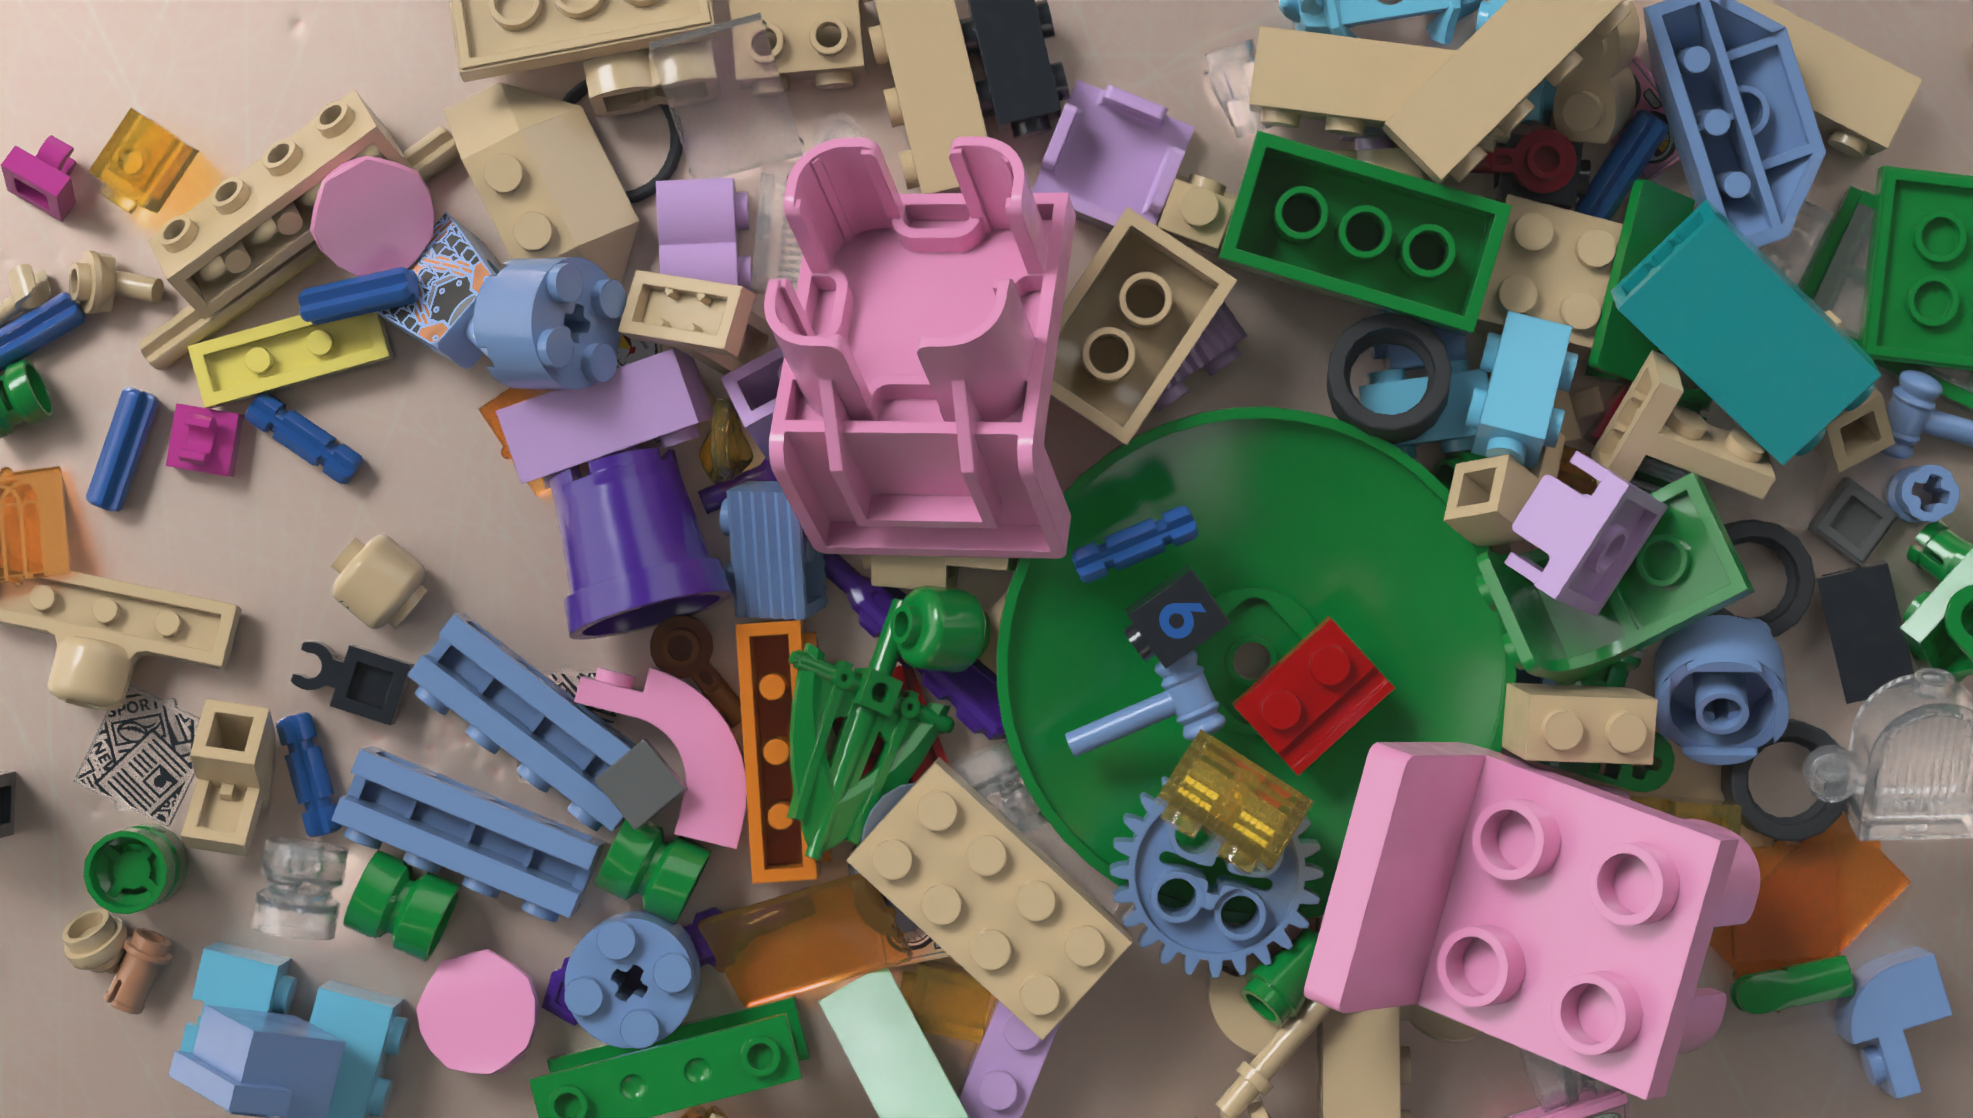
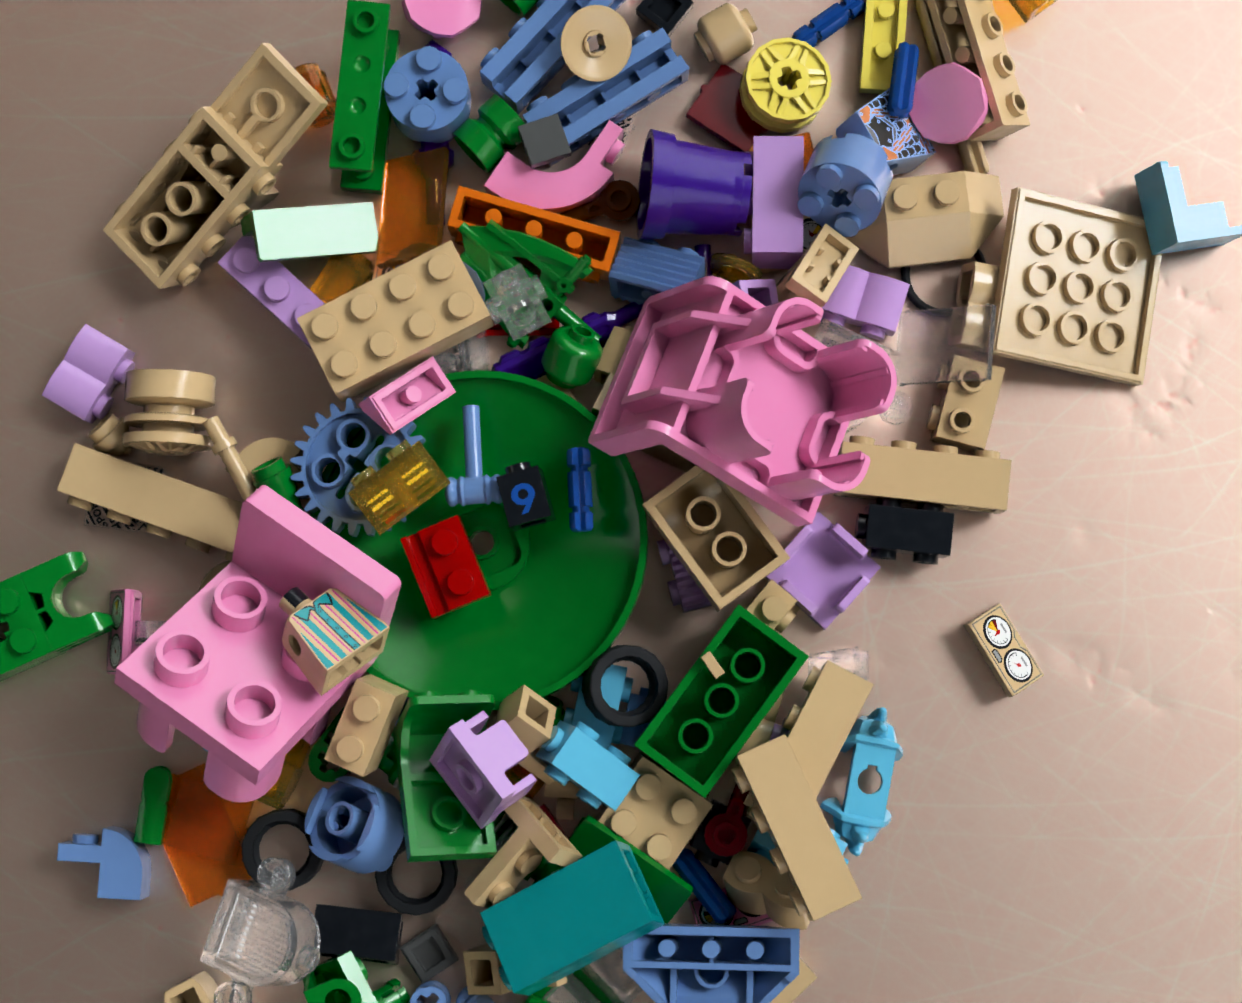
camera: 110 degrees right, 5 degrees down
(388, 468) = (795, 65): none -> light yellow wheel
(475, 735) = (612, 37): none -> tan piece
(484, 529) = (722, 113): none -> dark red piece
(887, 744) = (517, 301): none -> clear brick
(1091, 839) = (408, 396): none -> bright pink slope
(1321, 261) = (712, 664): none -> tan piece
(1485, 817) = (330, 636): none -> tan torso

